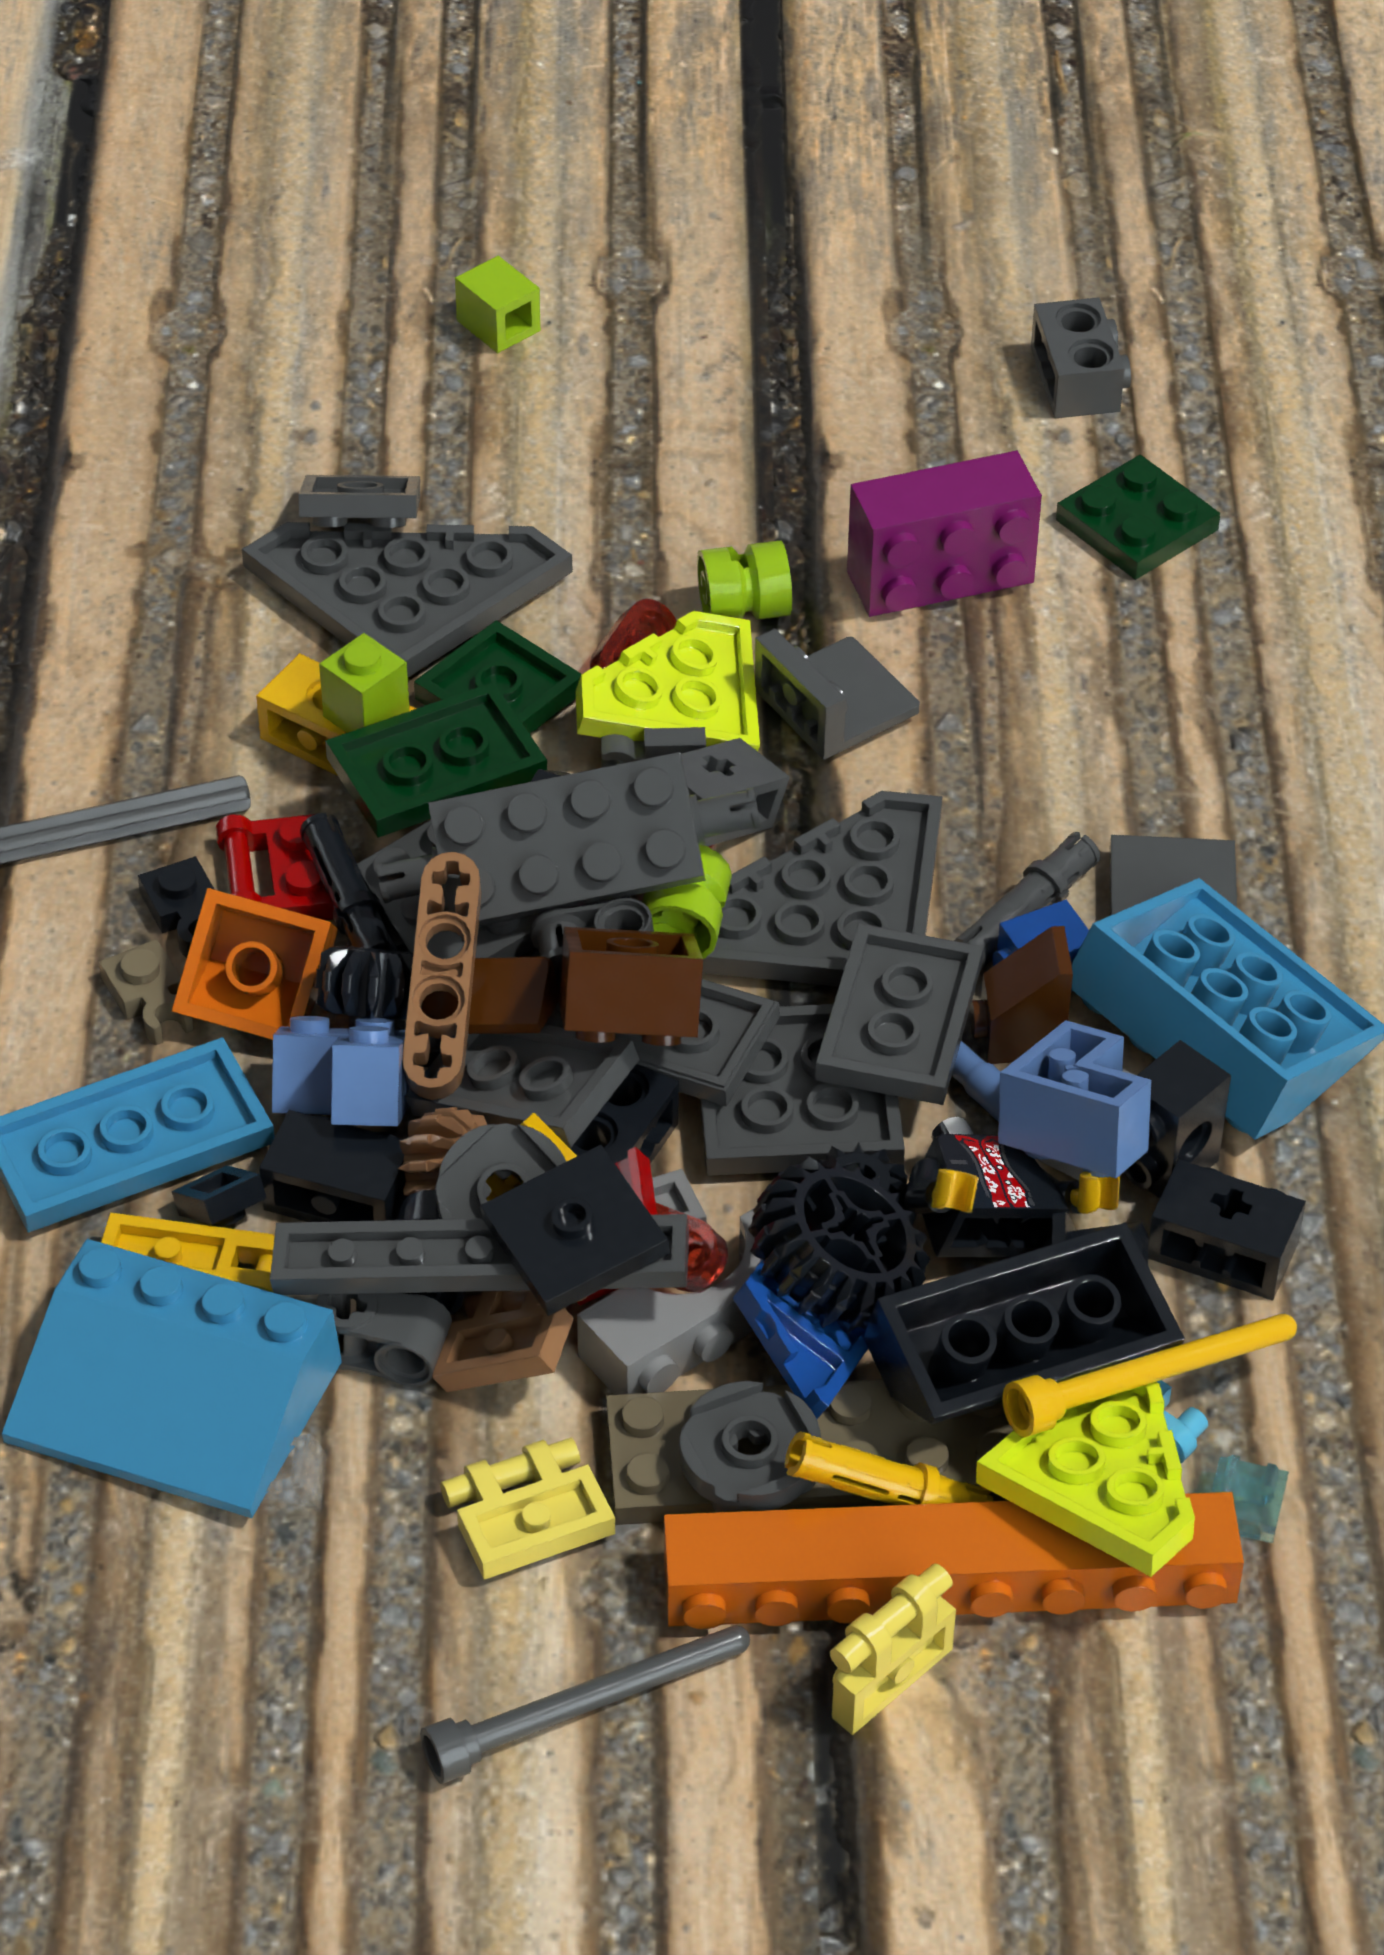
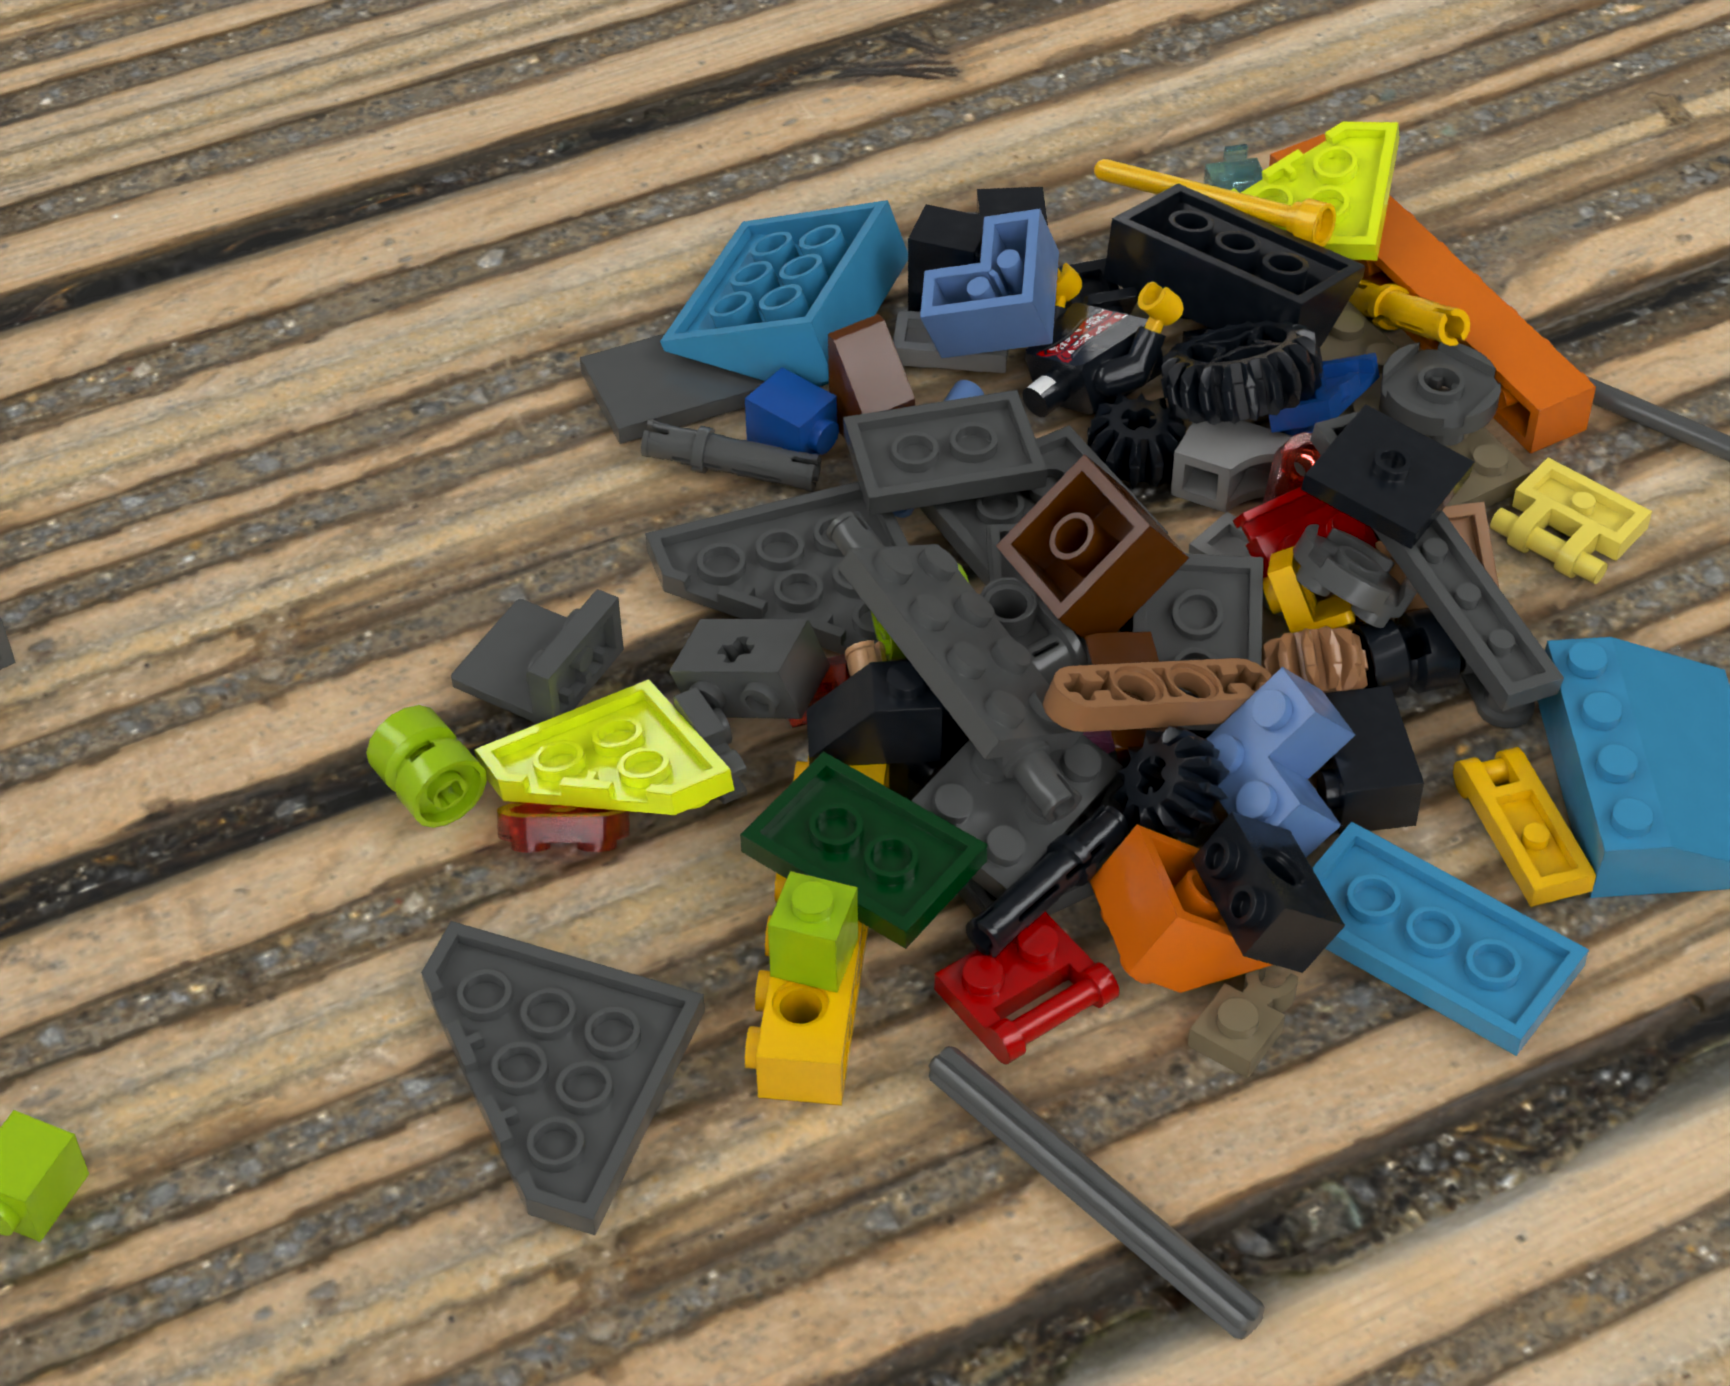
camera: 115 degrees left, 0 degrees up
(176, 897) = (1119, 1049): black plate -> none
(176, 982) = (1267, 893): none -> black brick
(219, 1196) = (1449, 830): black plate -> none
(339, 497) = (457, 1137): dark grey plate -> none
(525, 674) = (673, 912): dark green plate -> none
(892, 1647) = (1536, 286): light yellow plate -> none
(943, 533) = (298, 623): magenta brick -> none
(1137, 516) = (157, 548): dark green plate -> none

